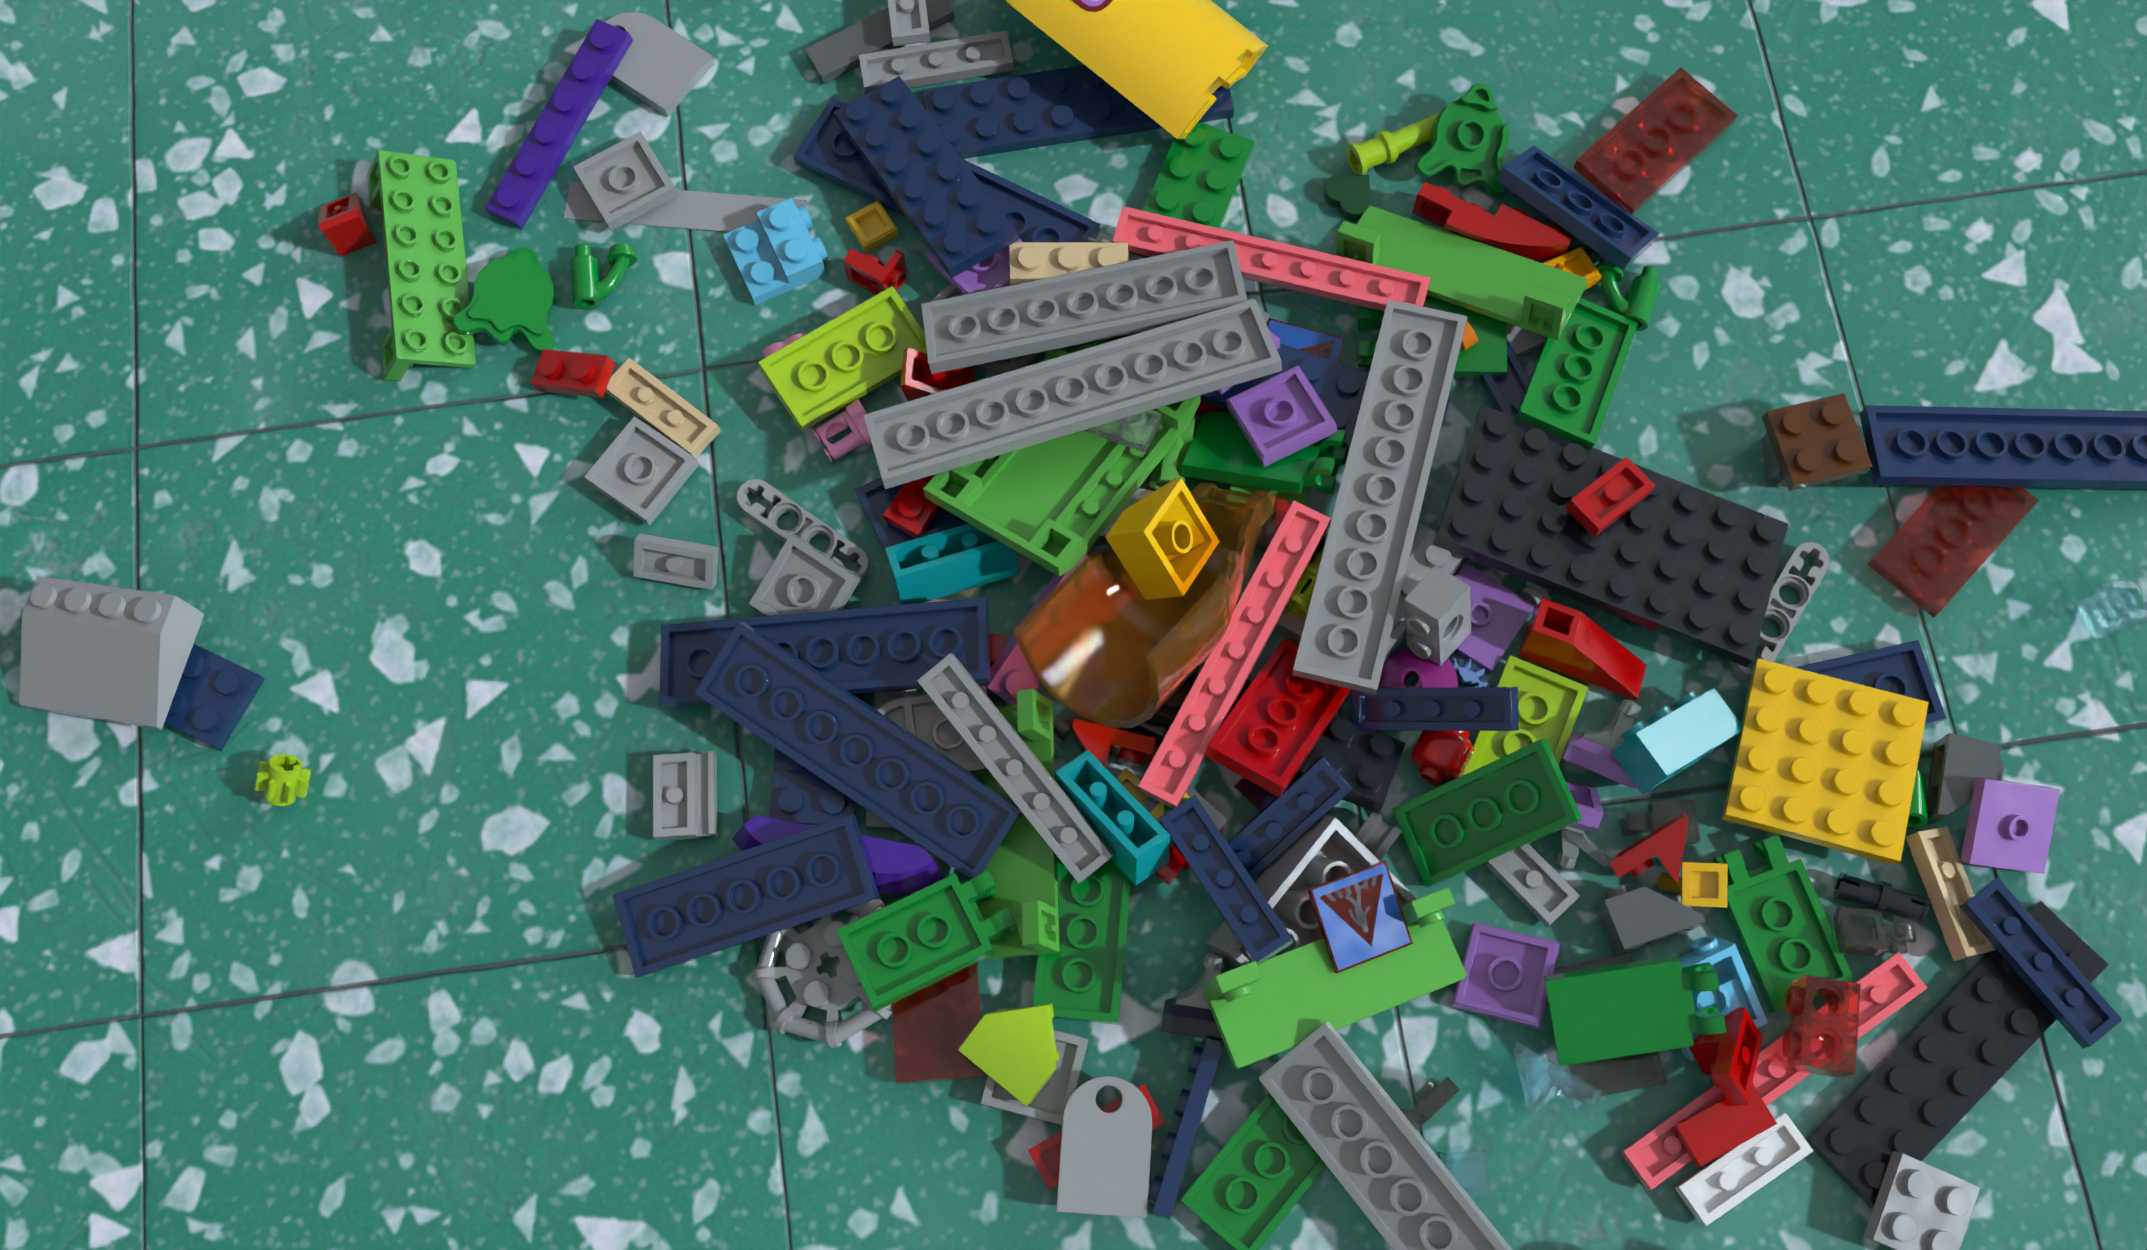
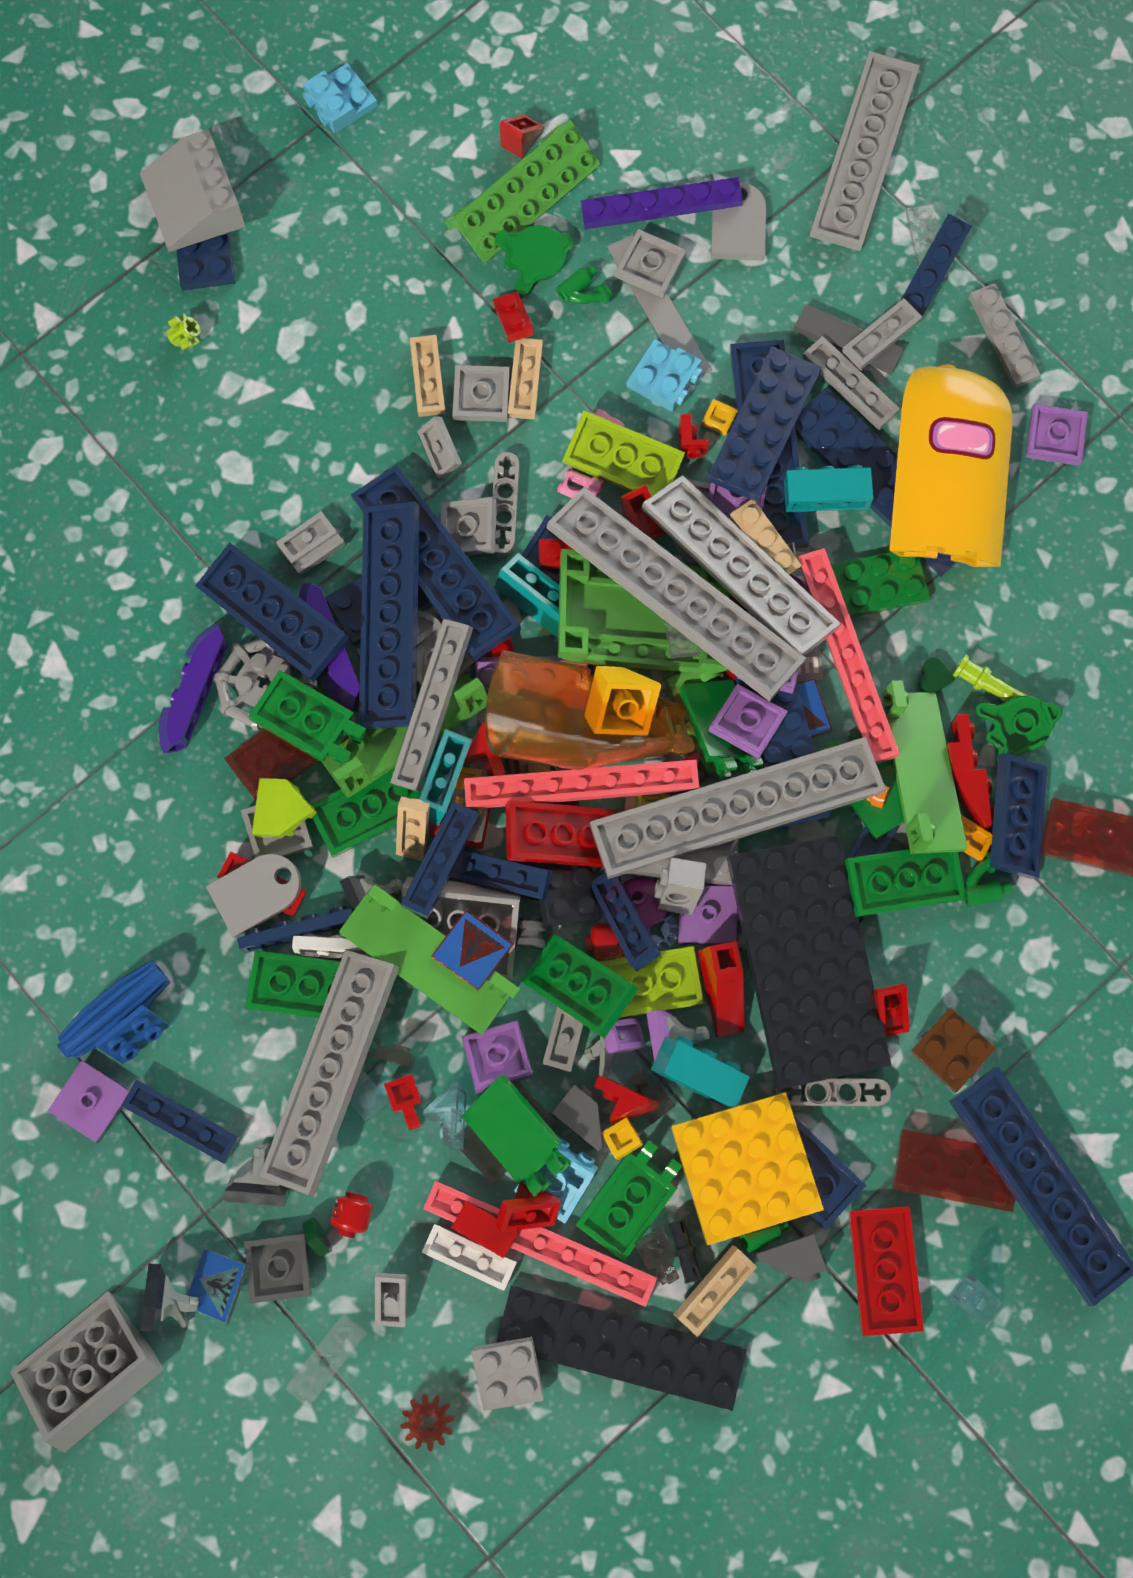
camera: 55 degrees right, 5 degrees up
(122, 400) = (338, 97): none -> medium azure plate
(571, 519) = (427, 375): none -> tan plate
(805, 1114) = (187, 701): none -> dark purple brick
(1053, 159) = (828, 489): none -> teal brick
(1157, 892) = (412, 828): none -> tan plate
(1241, 1093) = (324, 948): none -> white plate
(1488, 1125) = (403, 1097): none -> red plate
(1610, 496) = (824, 942): red plate -> none
(1720, 476) = (893, 1009): none -> red slope
(1835, 1030) = (581, 1261): clear red brick -> none
(2010, 825) = (779, 1303): medium lavender plate -> none
(2030, 684) = (885, 1271): none -> red plate
(2041, 963) = (701, 1364): dark blue plate -> none

